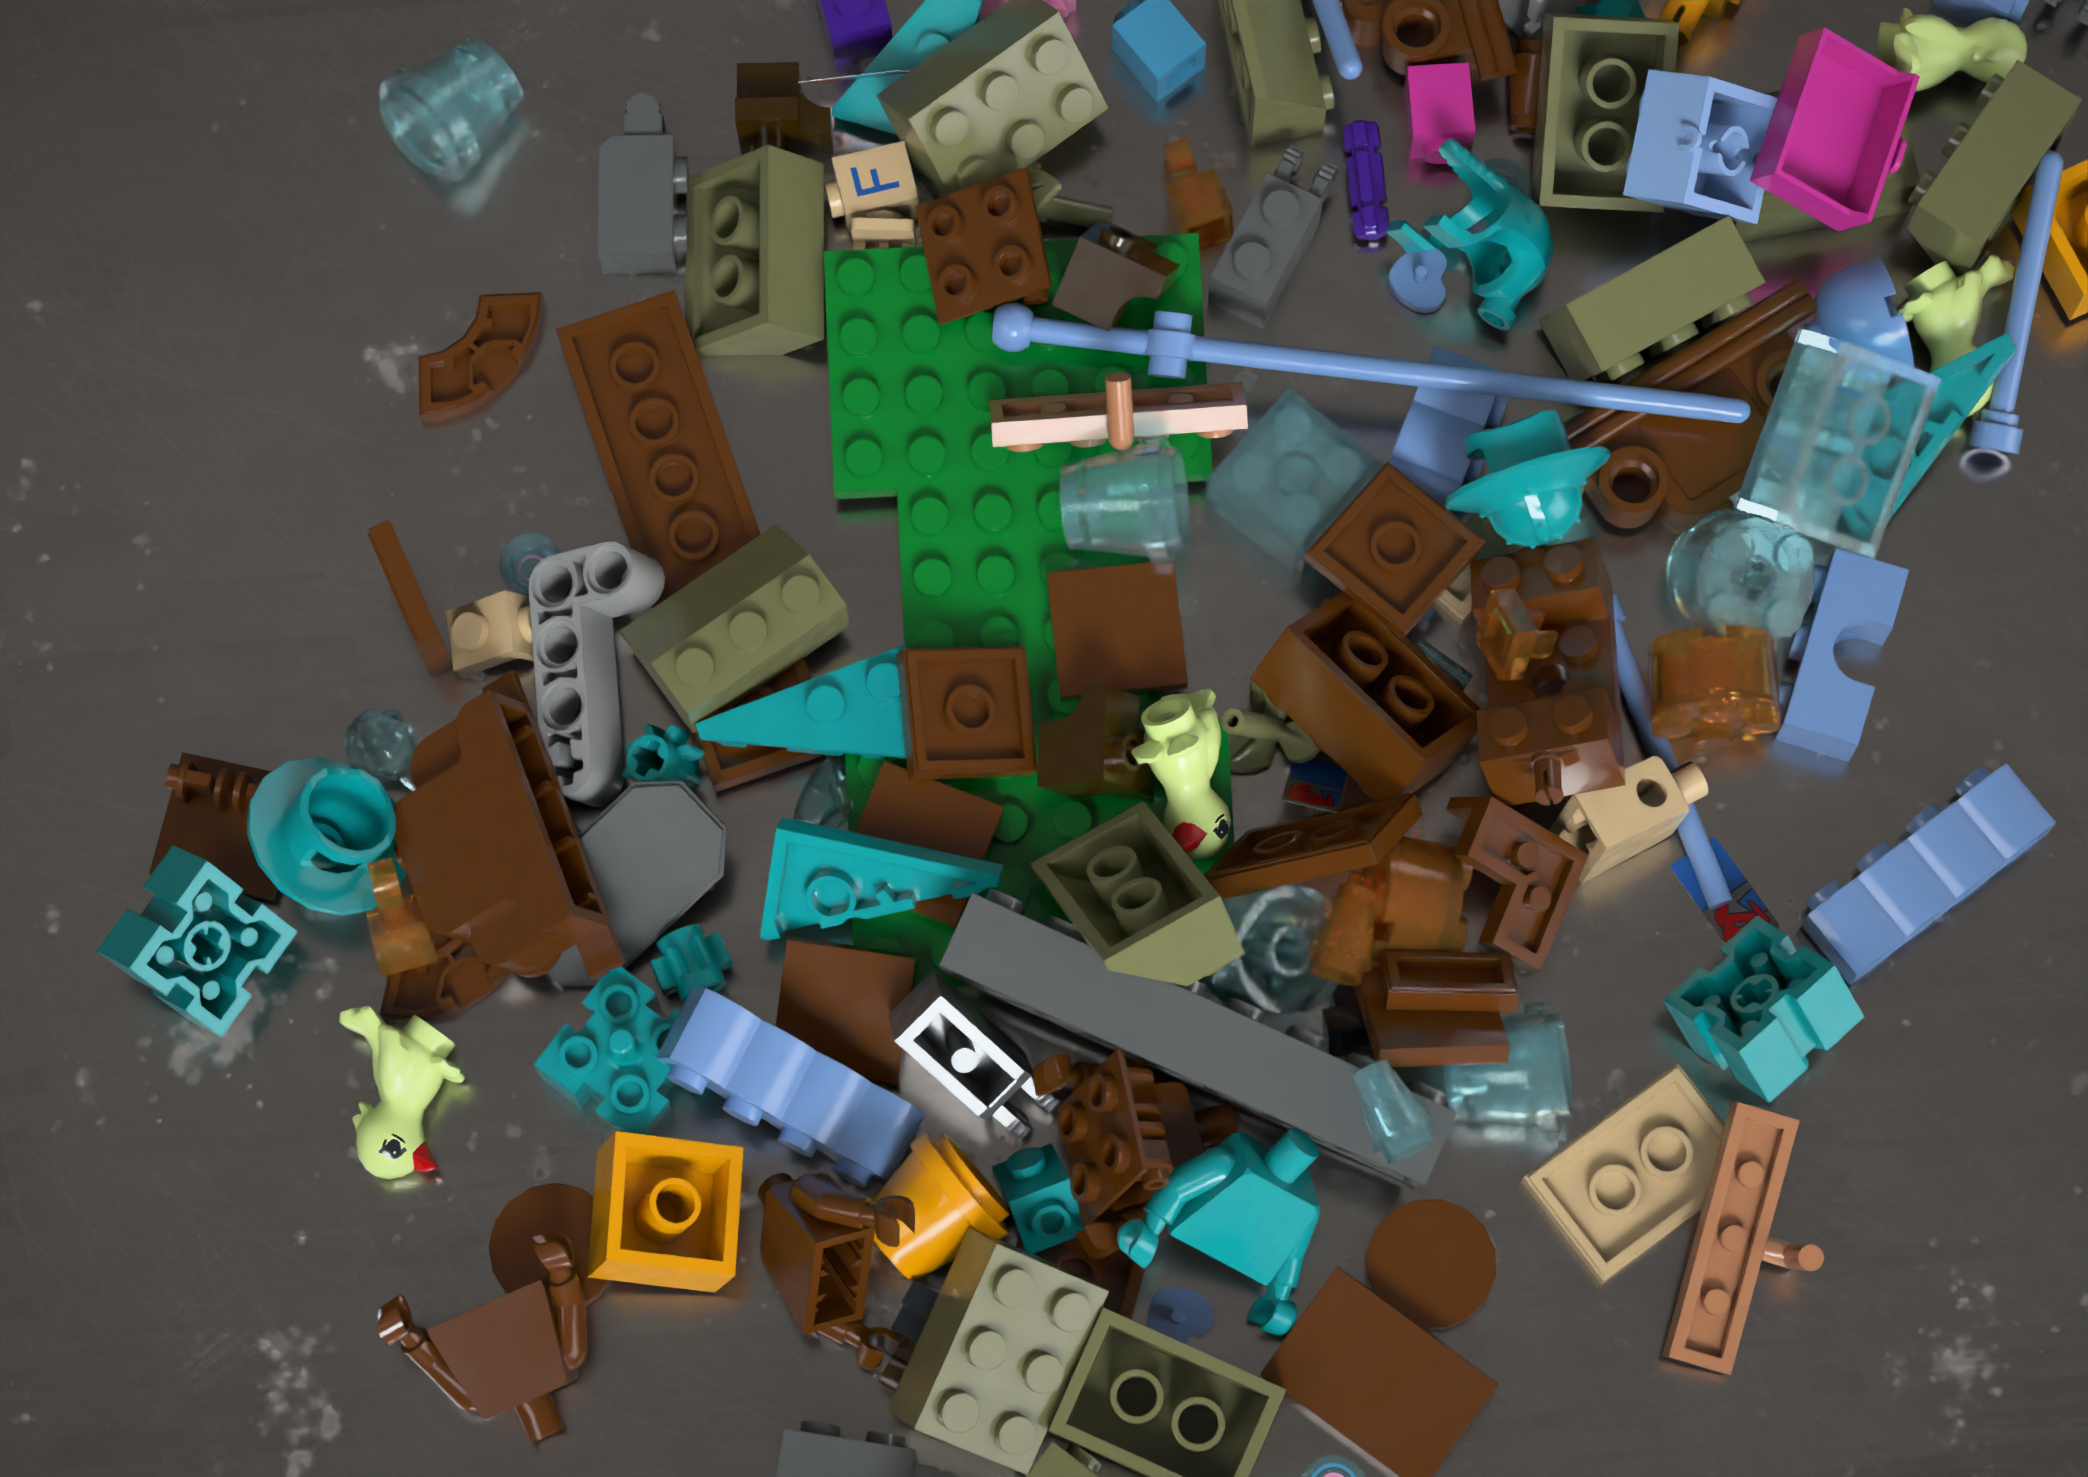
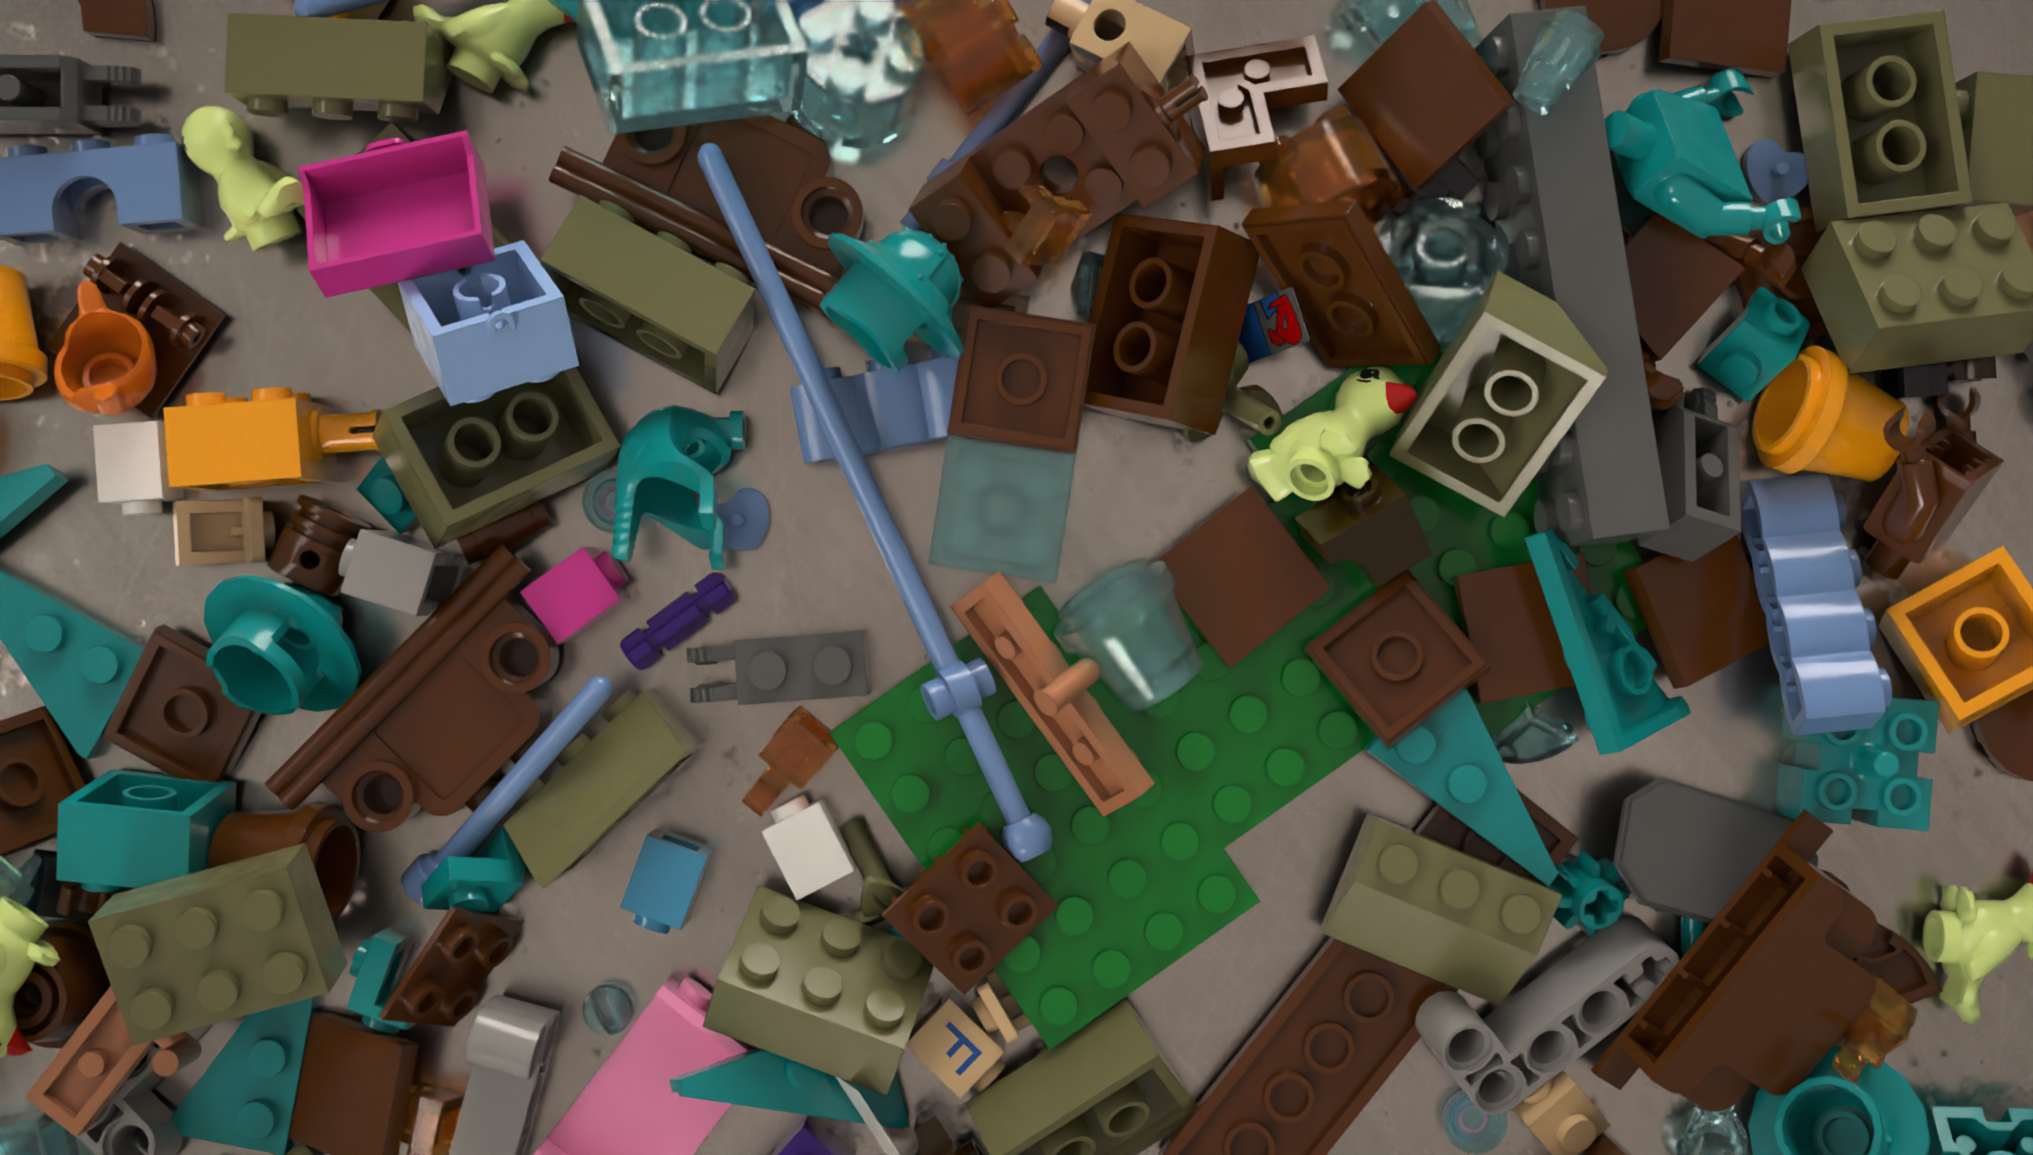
camera: 125 degrees left, 15 degrees up
(691, 961) = (1742, 757): teal gear -> none
(1109, 271) = (928, 776): dark brown brick -> none
(1113, 1135) = (1724, 291): reddish brown hinge -> none
(1115, 168) = (808, 845): none -> white brick
(1345, 937) = (1409, 204): clear orange cone -> none
(1448, 981) = (1387, 97): reddish brown tile -> none
(1859, 310) = (550, 105): medium blue cylinder -> none

